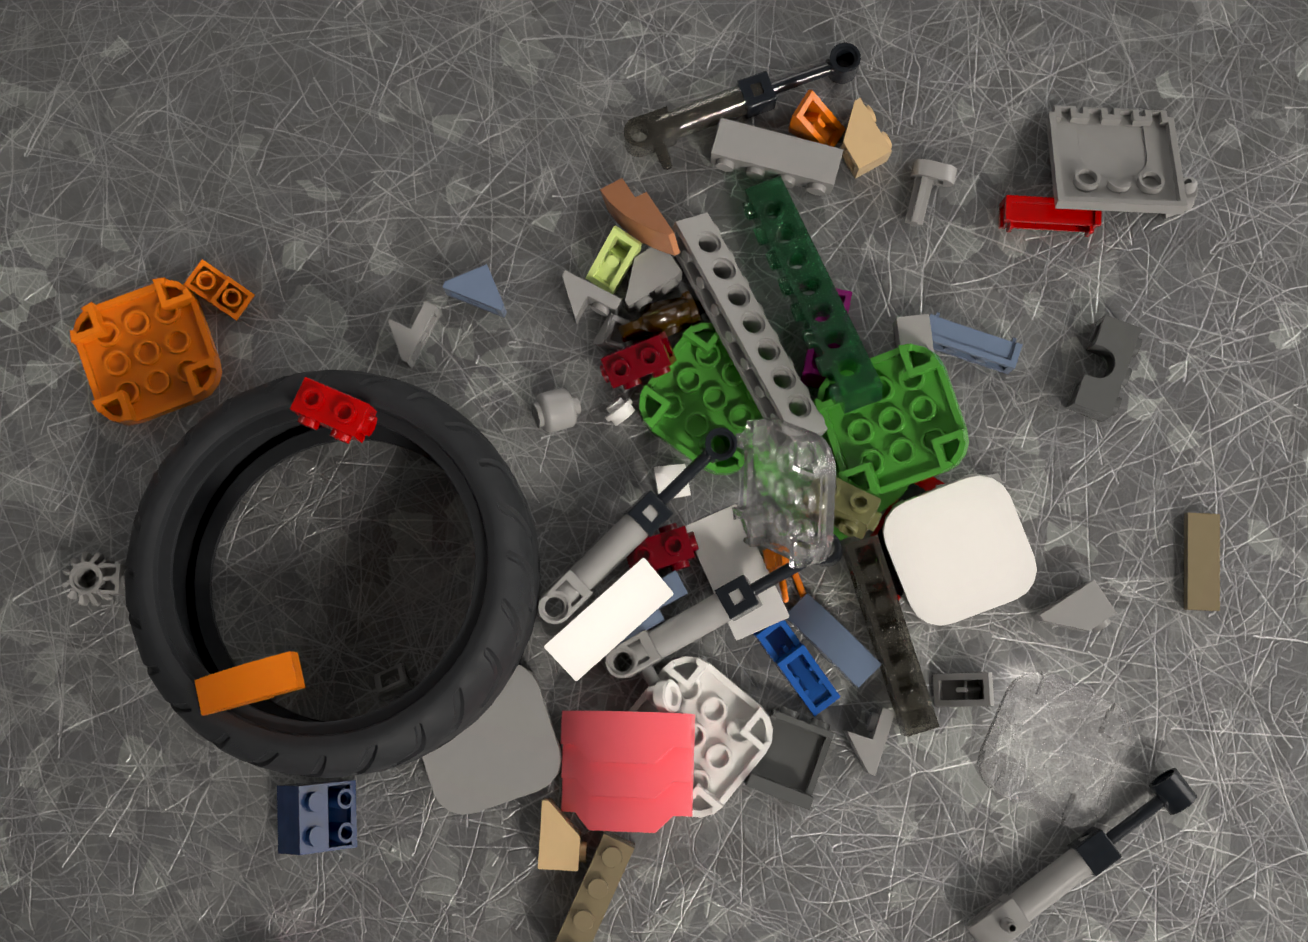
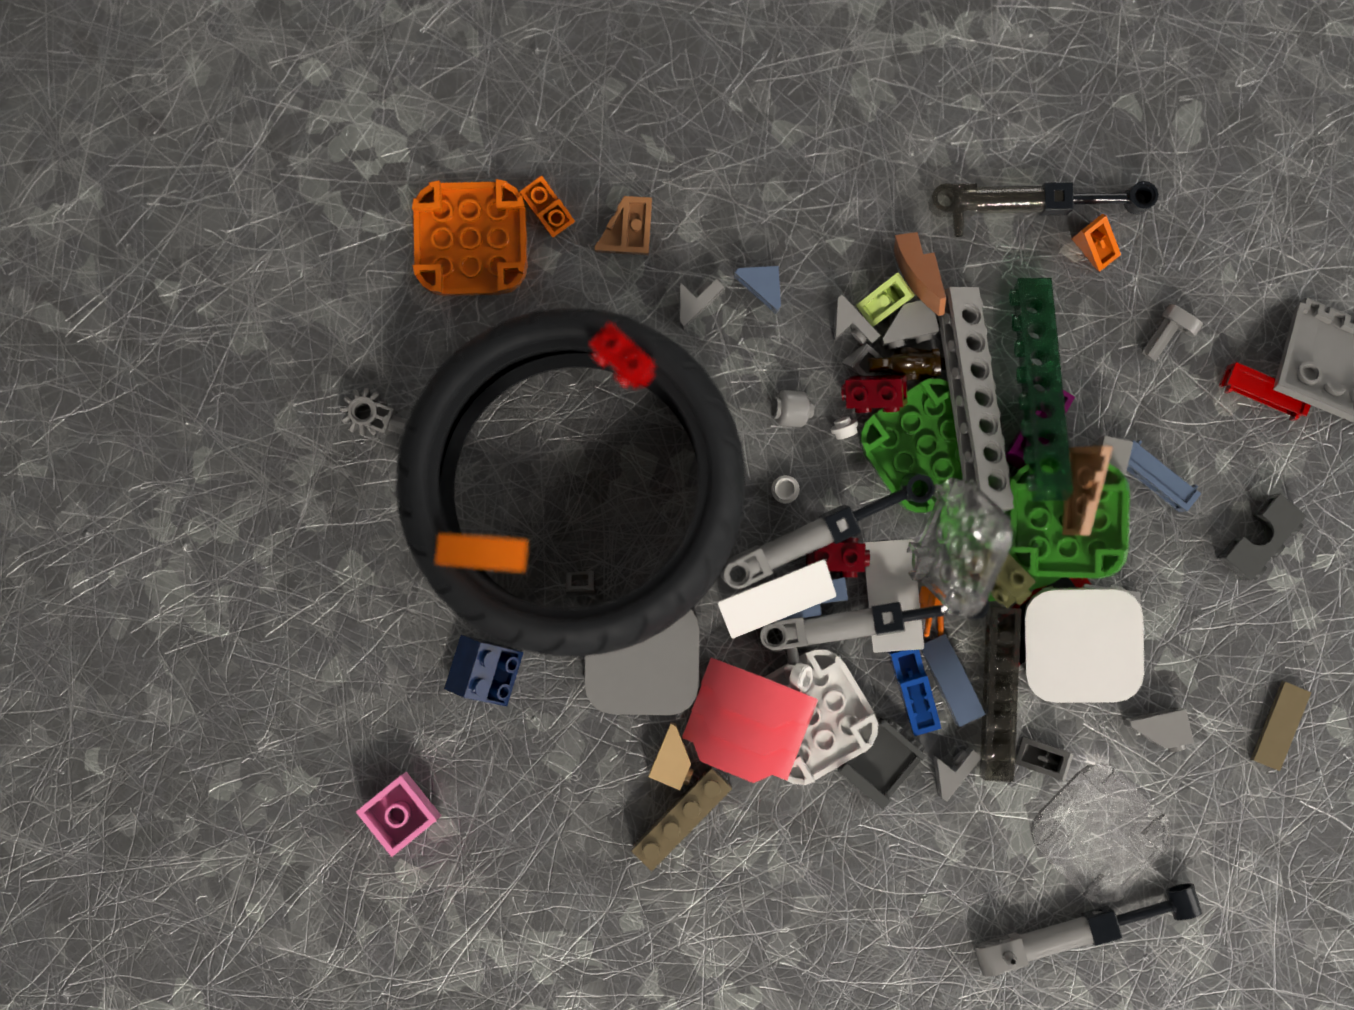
camera: 25 degrees right, 5 degrees up
(315, 282) = (629, 228): none -> medium nougat wing
(579, 499) = (785, 489): none -> white plate
(666, 474) = (864, 496): white slope -> none
(775, 154) = (1053, 258): light grey brick -> none
(863, 142) = (1132, 272): tan slope -> none
(892, 361) = (1088, 475): none -> medium nougat wing

